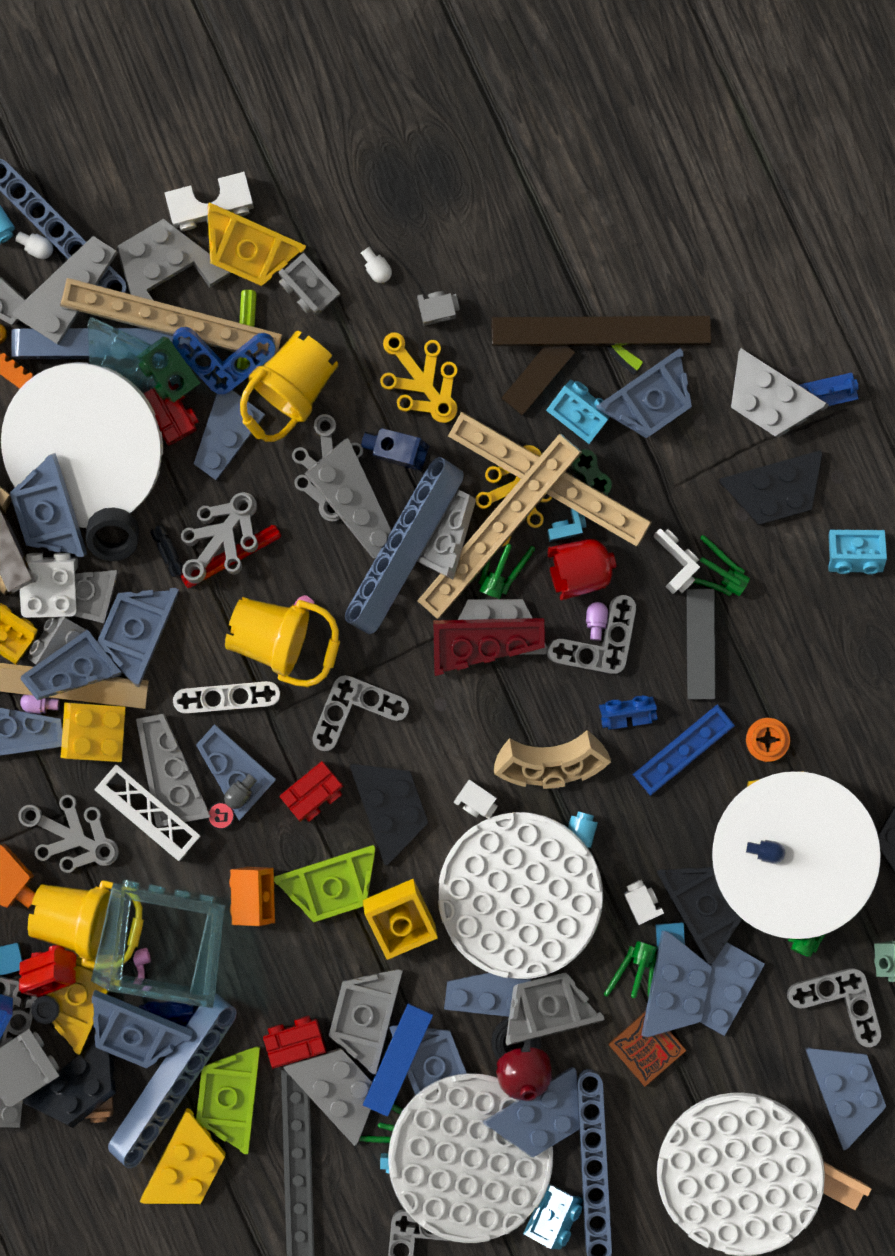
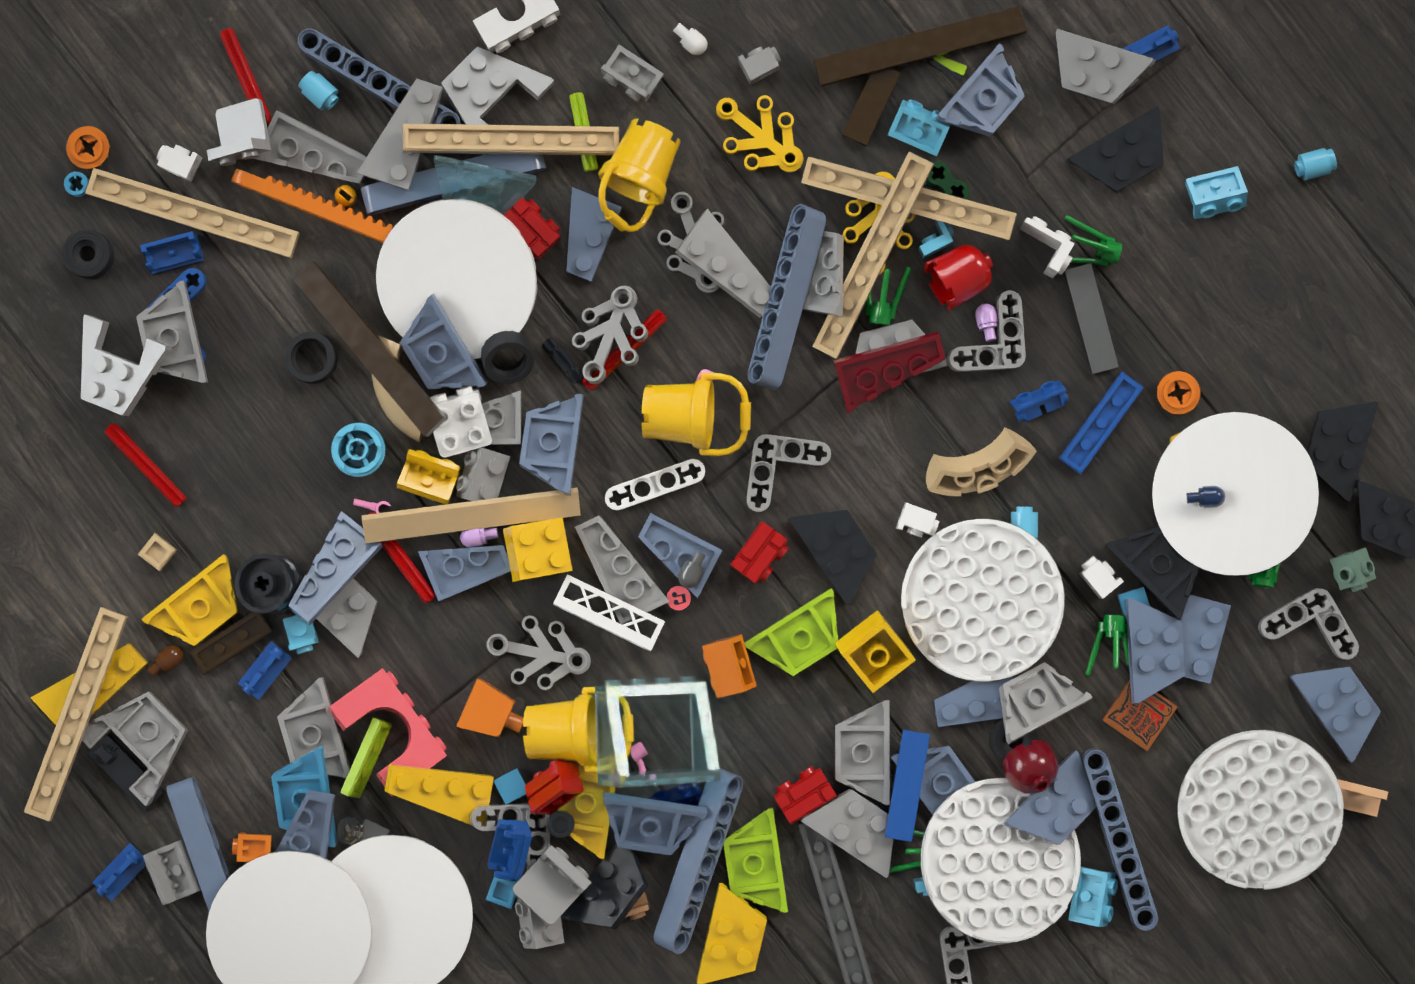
camera: 10 degrees left, 0 degrees up
(35, 245) = (362, 102): white cylinder -> none
(70, 667) = (501, 493): sand blue wing -> none
(172, 365) = (524, 180): dark green brick -> none
(226, 367) = (575, 171): blue beam -> none
(247, 246) = (564, 52): yellow wing -> none
(406, 451) = (767, 206): dark blue torso -> none

